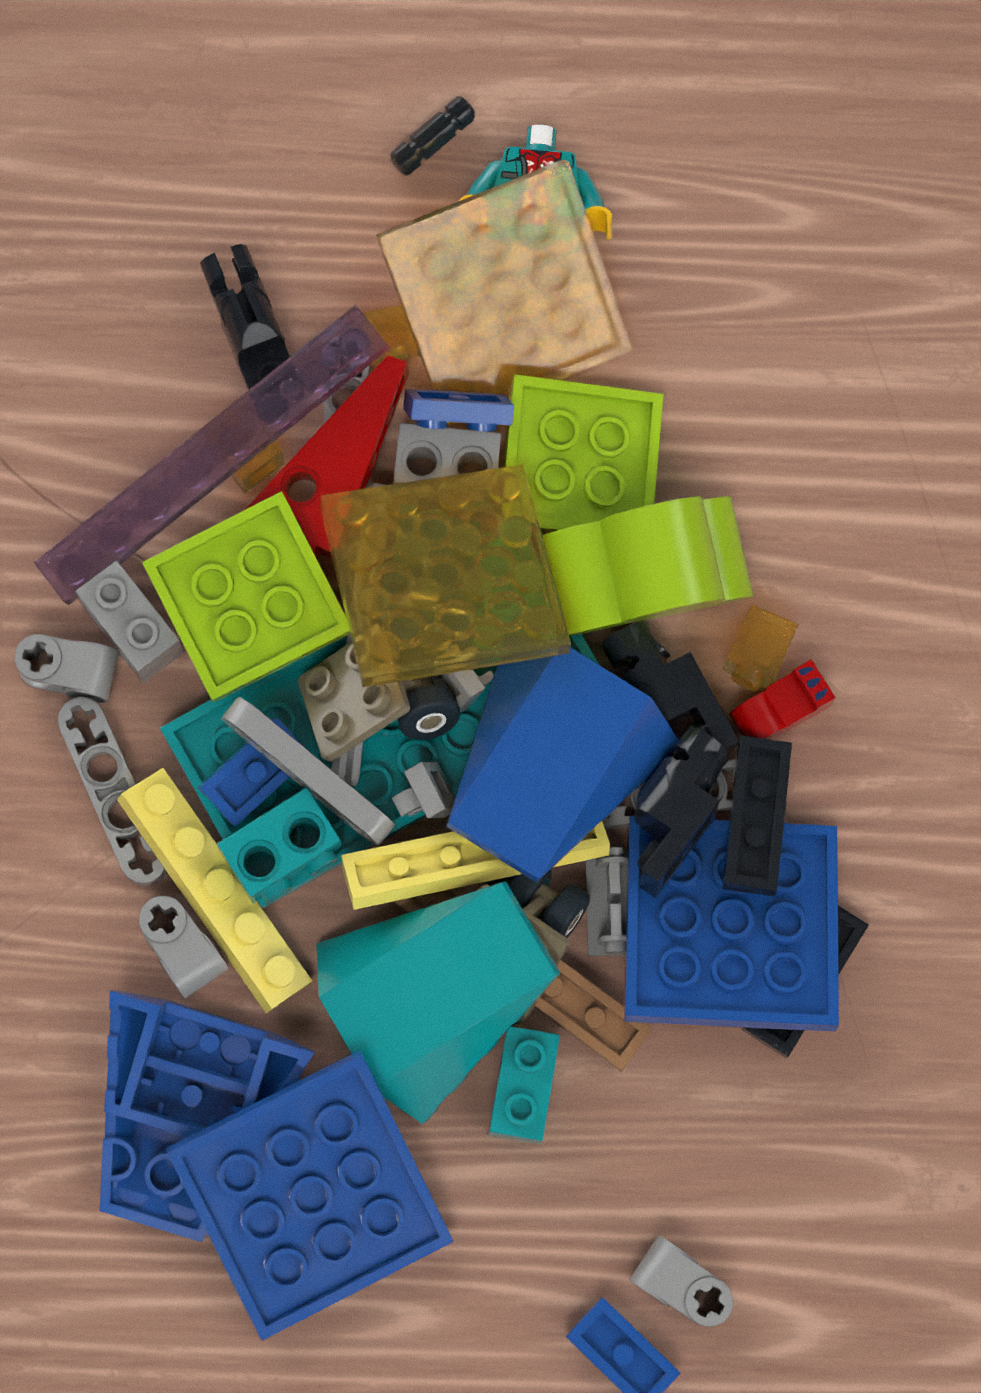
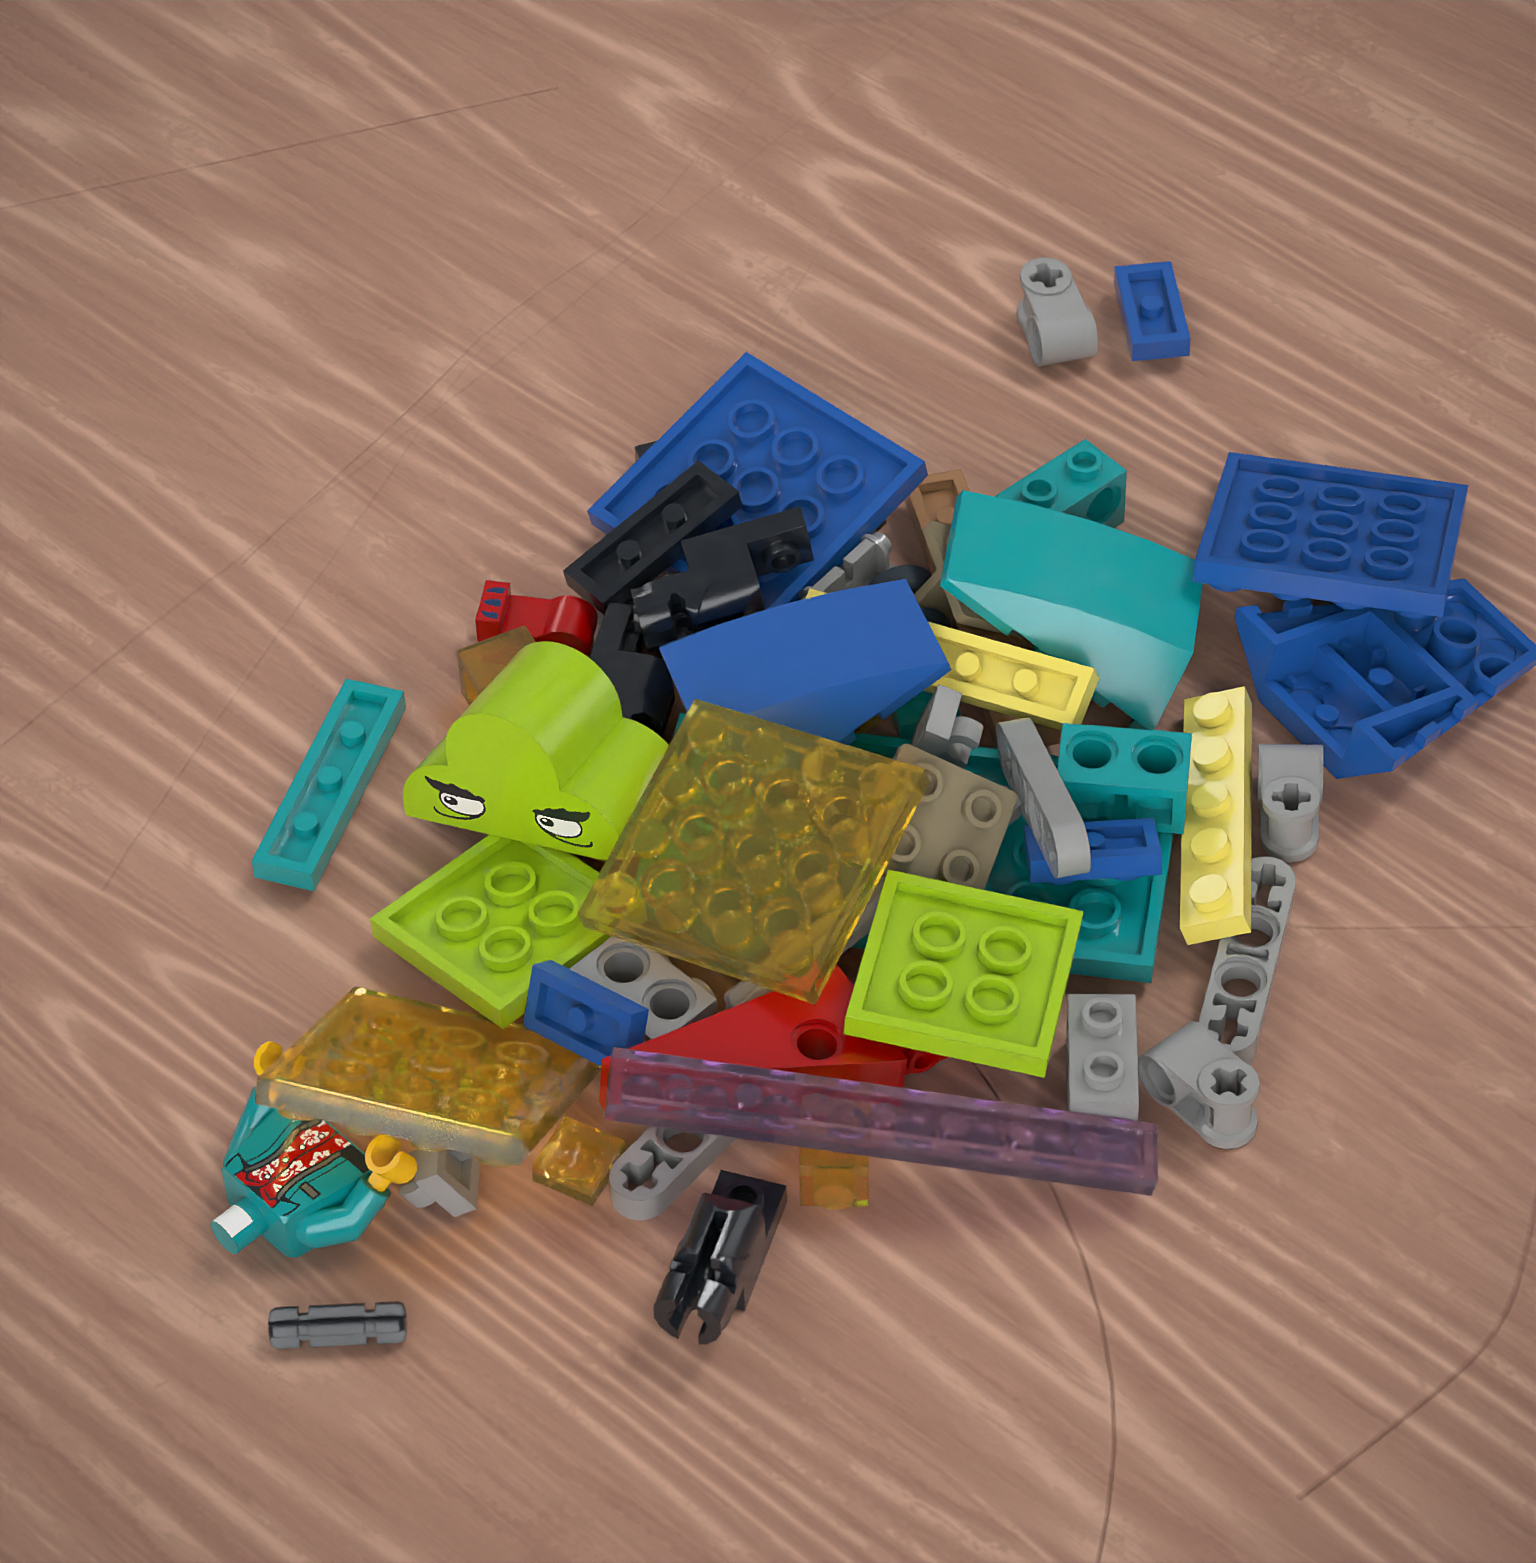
camera: 130 degrees left, 30 degrees down
(793, 485) = (329, 785): none -> teal plate

